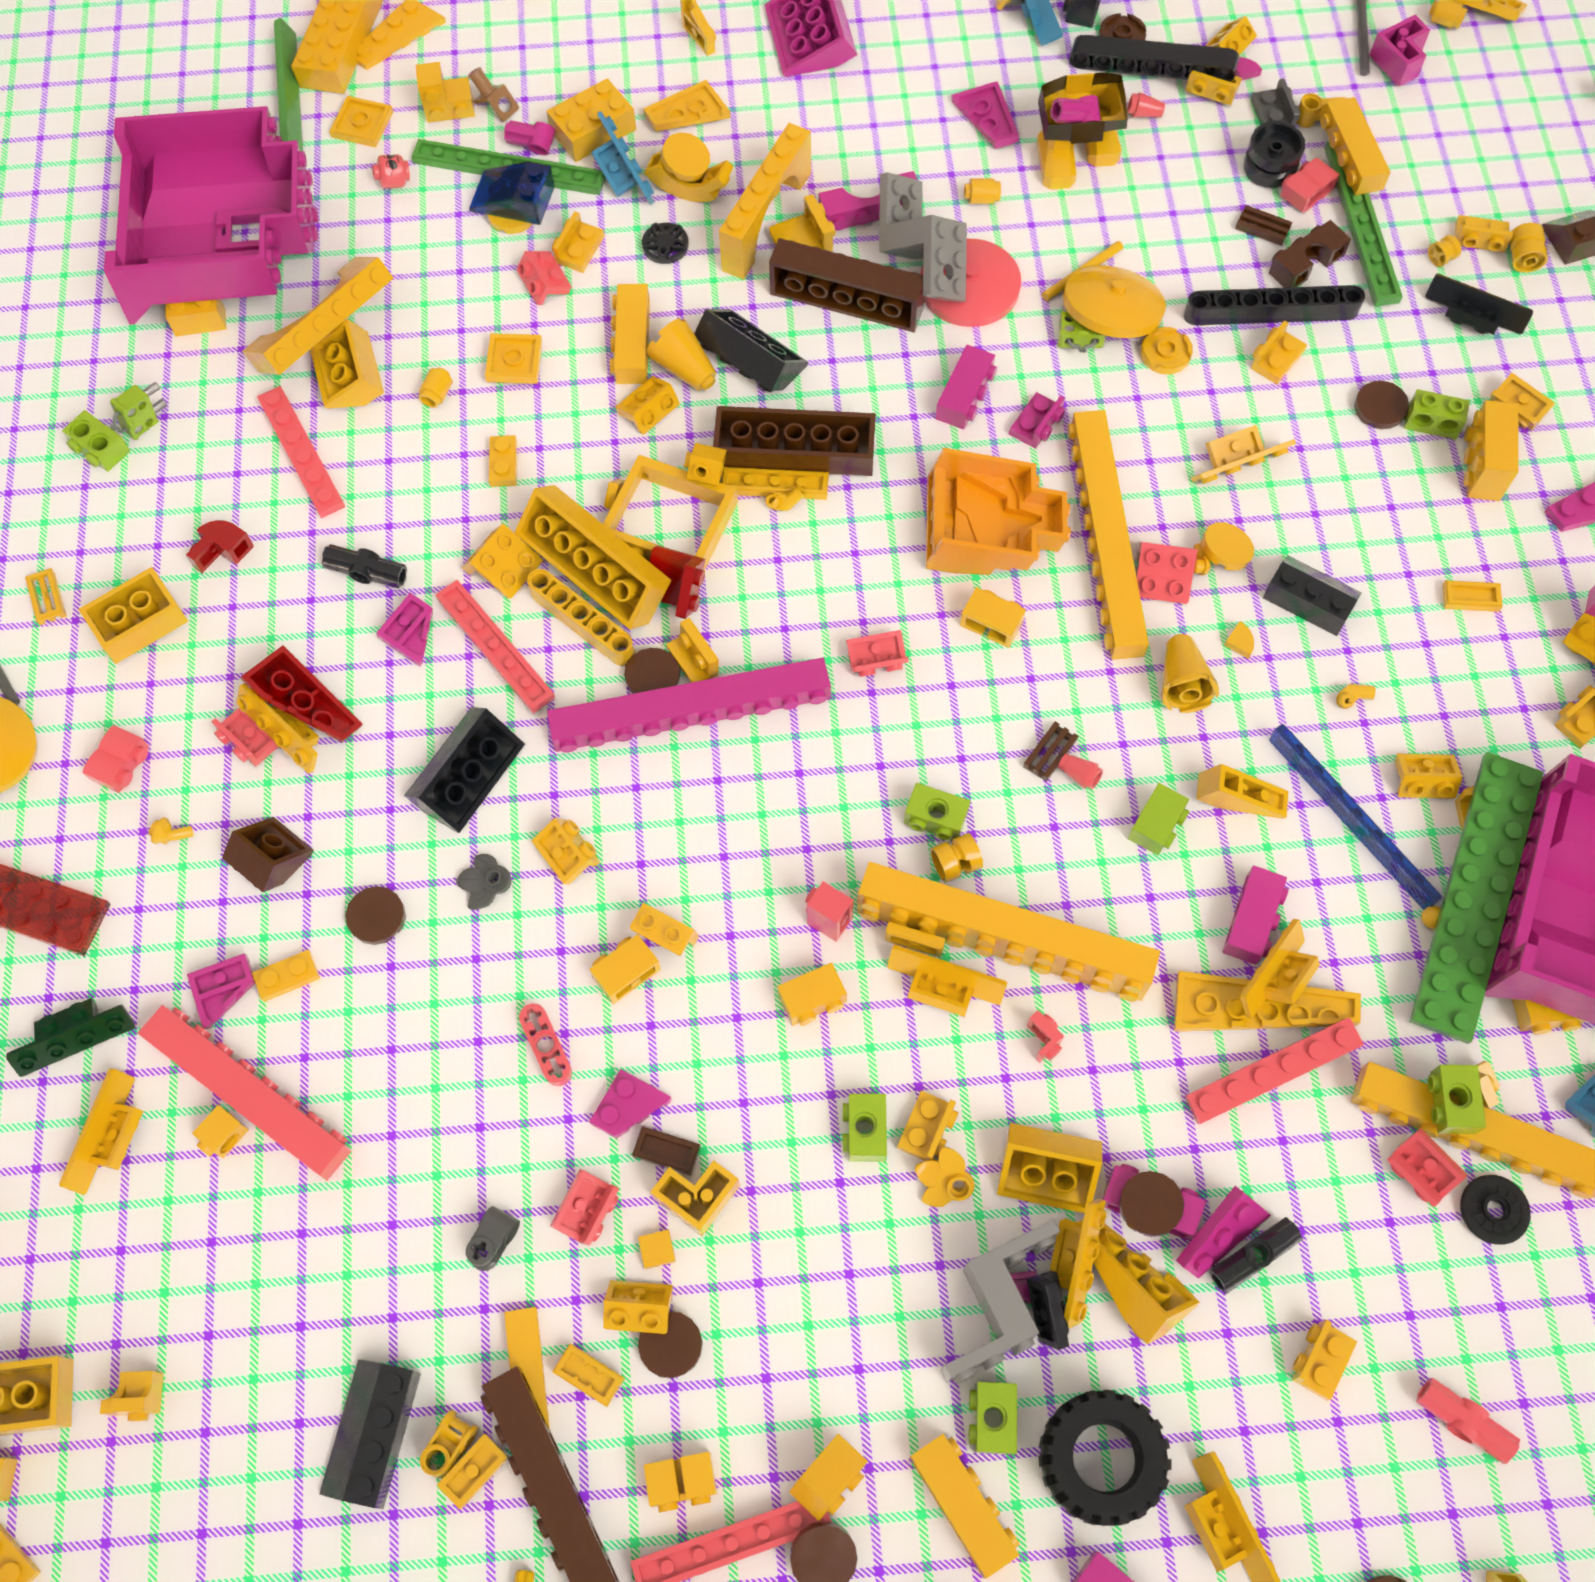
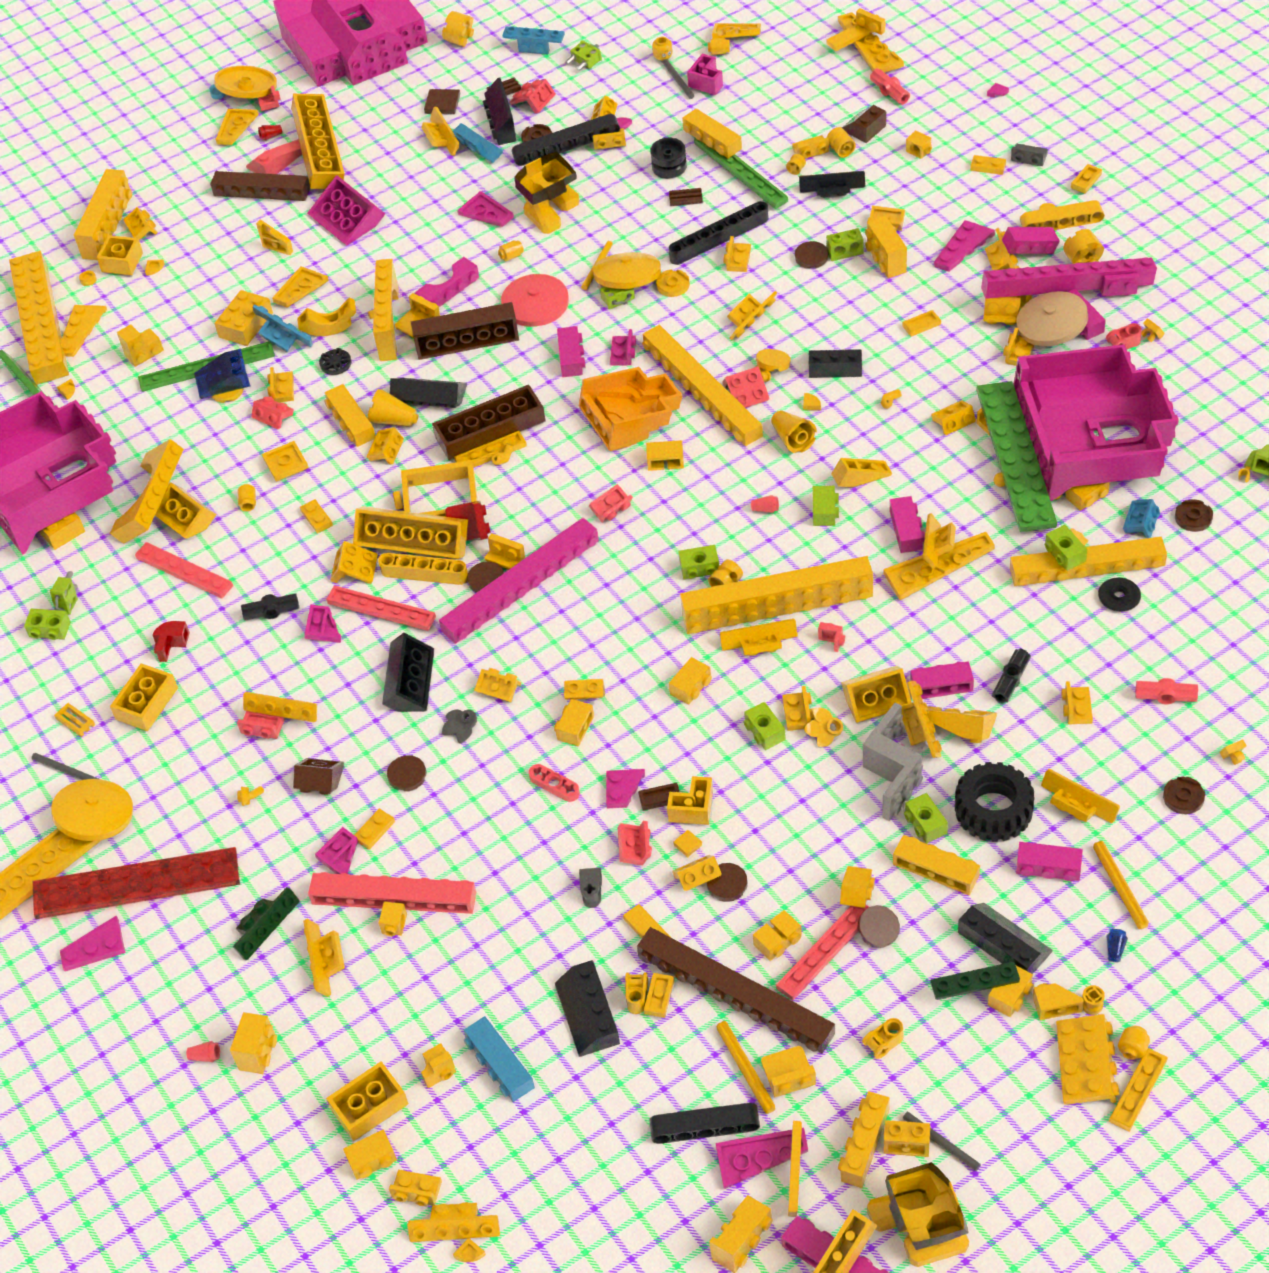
camera: 25 degrees left, 15 degrees down
(116, 759) = (187, 775): coral brick -> none
(213, 1437) = (499, 1059): none -> dark azure brick
(295, 690) = (282, 684): red wedge -> none
(328, 112) = (67, 389): none -> yellow tile
(361, 121) = (92, 384): yellow tile -> none
(391, 171) = (134, 399): coral head -> none
(492, 94) = (167, 331): medium nougat bracket -> none
(535, 137) = (214, 342): dark pink piece -> none
(588, 1375) = (691, 918): yellow plate -> none
(685, 156) = (321, 307): yellow tile -> none
(705, 463) = (446, 454): yellow brick -> none
(828, 910) = (672, 634): coral brick -> none
(914, 939) = (727, 624): yellow tile -> none
(930, 237) = (495, 284): light grey bracket -> none
(1048, 1309) = (918, 744): black bracket -> none
(1062, 733) = (743, 493): reddish brown tile -> none
(1076, 110) = (543, 180): dark pink piece -> none
(1145, 106) = (579, 165): coral cone -> none
(1151, 1204) = (941, 675): reddish brown tile -> none
(1224, 1230) = (987, 672): dark pink wing -> none
(1273, 1070) = (964, 589): coral plate -> none
(1276, 105) = (651, 133): dark grey bracket -> none
(1309, 184) = (698, 164): coral brick -> none
(1312, 108) = (674, 126): yellow piece -> none
(1324, 243) = (725, 191): reddish brown arch -> none
(1355, 818) = (927, 453): clear blue tile -> none
(1426, 1167) = (1072, 590): coral bracket -> none

